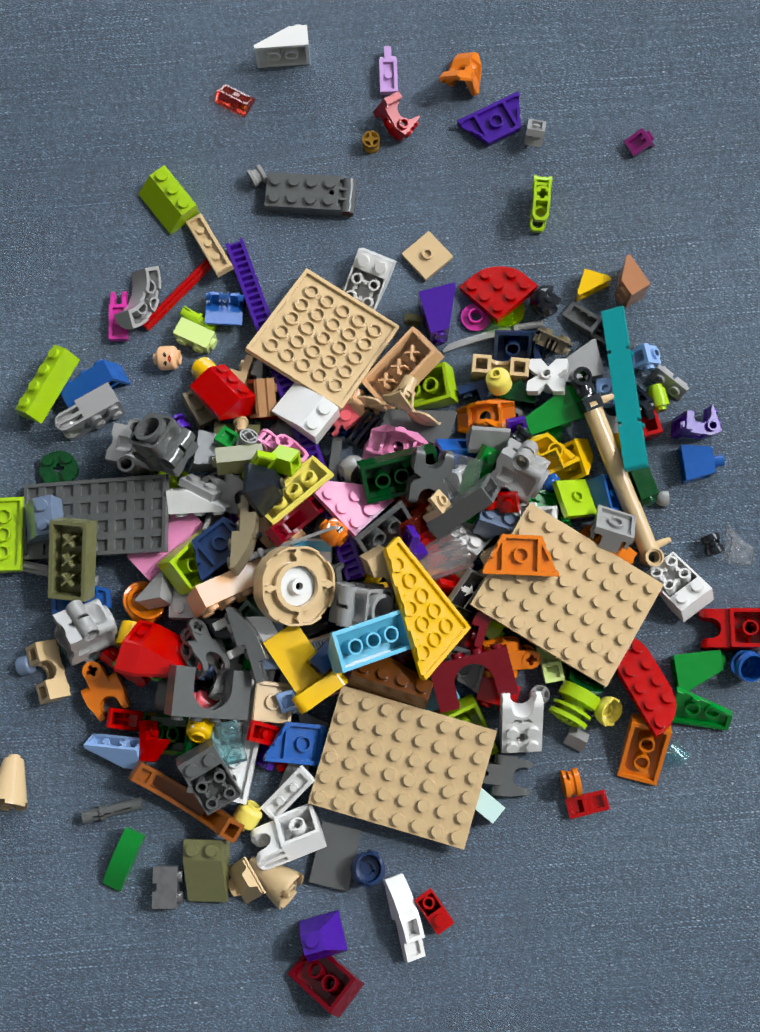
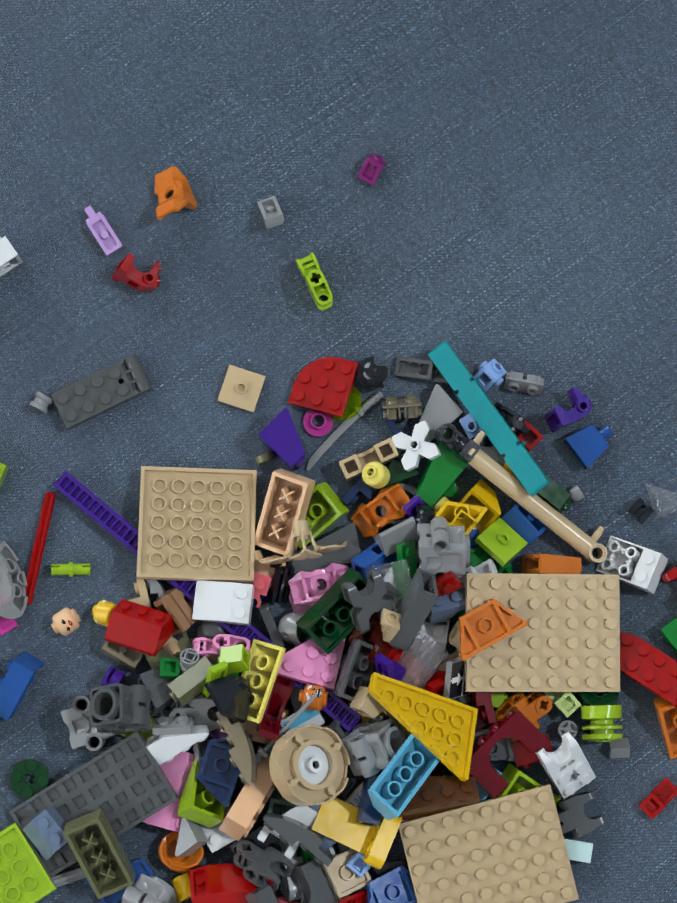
camera: 35 degrees left, 5 degrees up
(90, 412) = (29, 712): light grey brick -> none
(195, 335) = (80, 585): yellowish green brick -> none
(209, 245) = (38, 494): tan tile -> none
(224, 309) = (89, 546): blue hinge -> none
(369, 277) = (202, 440): white slope -> none
(371, 137) = (124, 306): pearl gold wheel -> none
(494, 120) = (228, 222): dark purple wing -> none
(512, 344) = (367, 432): dark blue slope -> none
(571, 783) = (635, 789): orange wheel -> none
(591, 283) = (403, 331): yellow slope -> none
(608, 711) = (633, 709): light yellow hair -> none
(614, 527) = (549, 550): light grey panel -> none
(631, 283) = (438, 313): nougat slope -> none
(659, 396) = (521, 404): lime brick -> none

